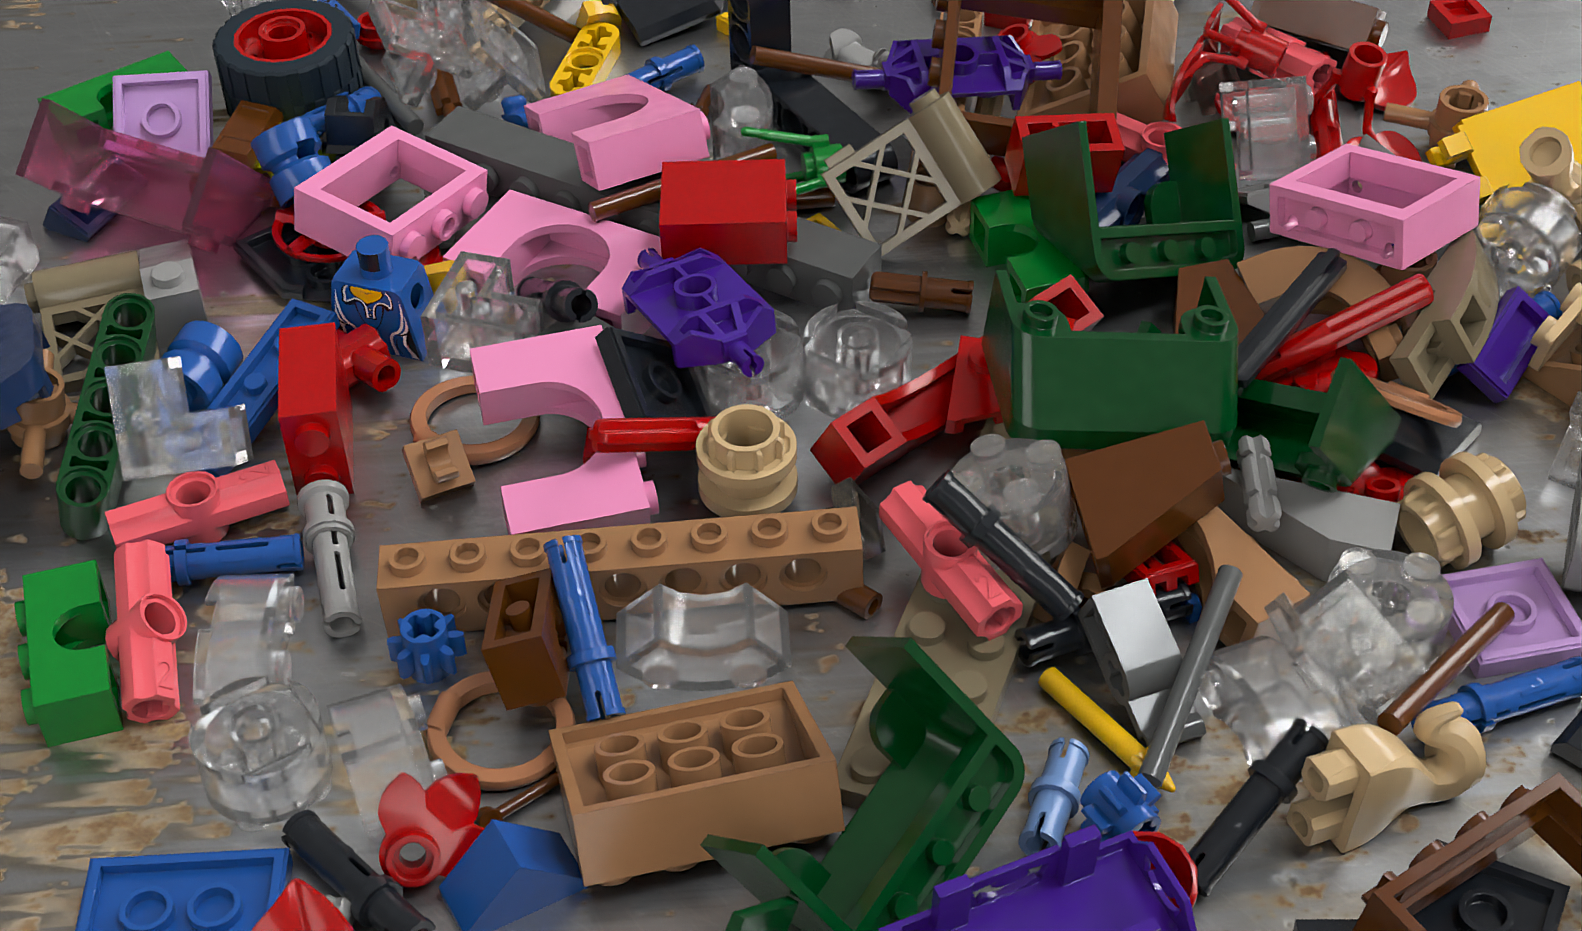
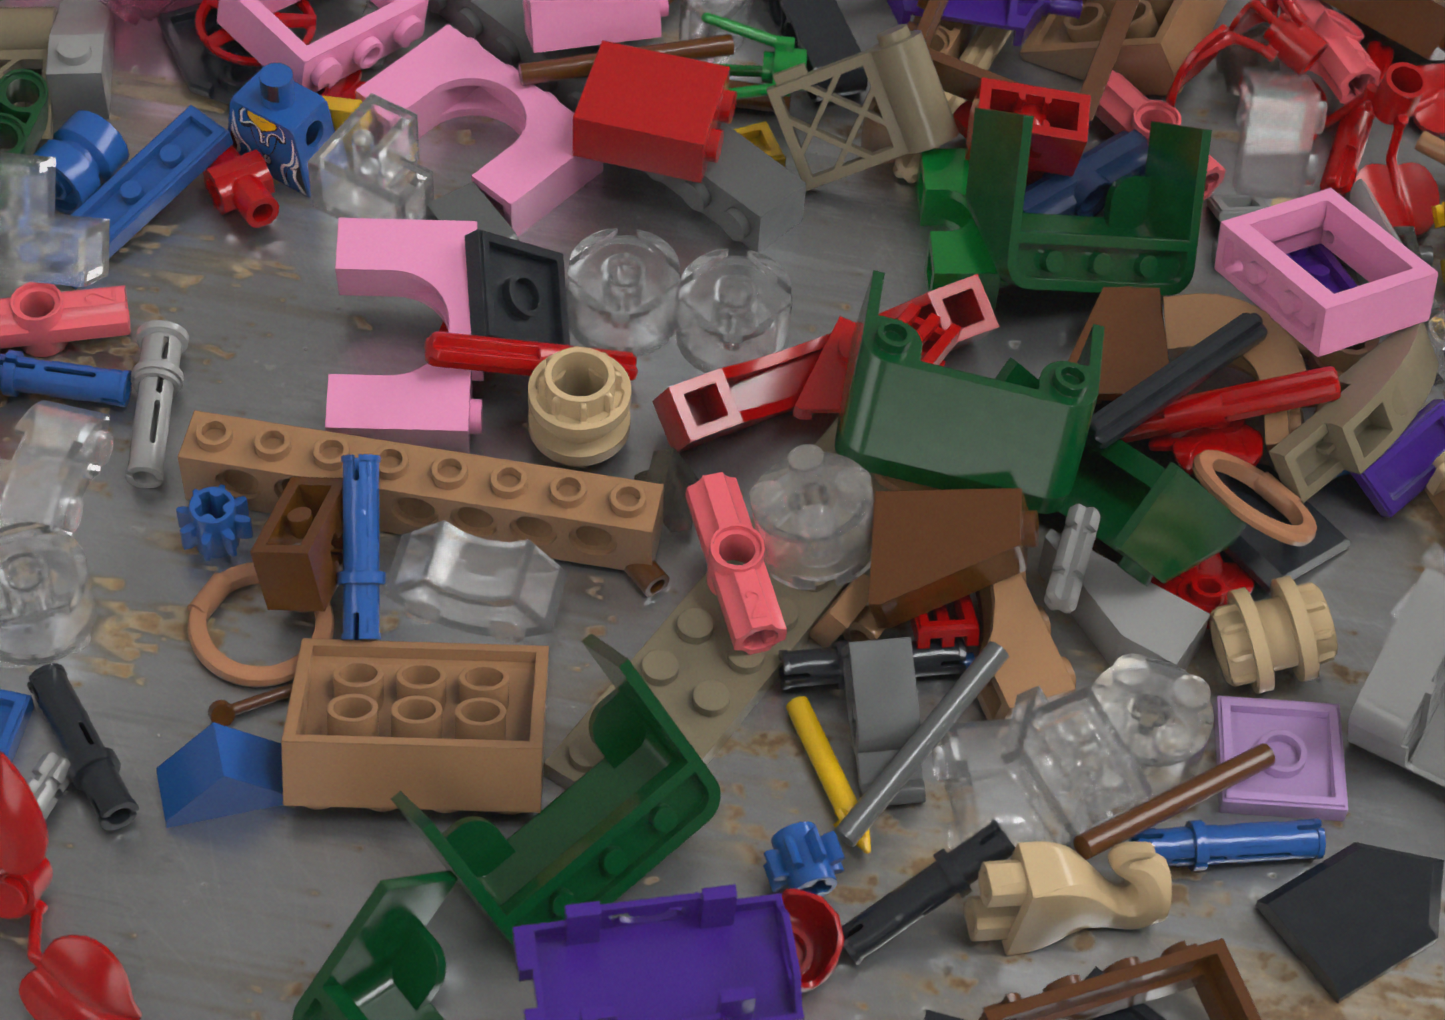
camera: 10 degrees right, 10 degrees up
(315, 406) = (178, 239): red brick -> none
(377, 742) = (141, 633): clear brick -> none
(435, 818) = (166, 704): red plate -> none
(438, 465) = (284, 327): medium nougat tile -> none
(476, 453) = (311, 316): nougat piece -> none
(560, 299) = (453, 171): black pin -> none
(701, 309) = (585, 247): dark purple plate -> none
(921, 291) = (834, 242): reddish brown axle -> none
(996, 540) = (782, 568): black pin -> none
(1054, 796) = (750, 830): medium blue pin -> none

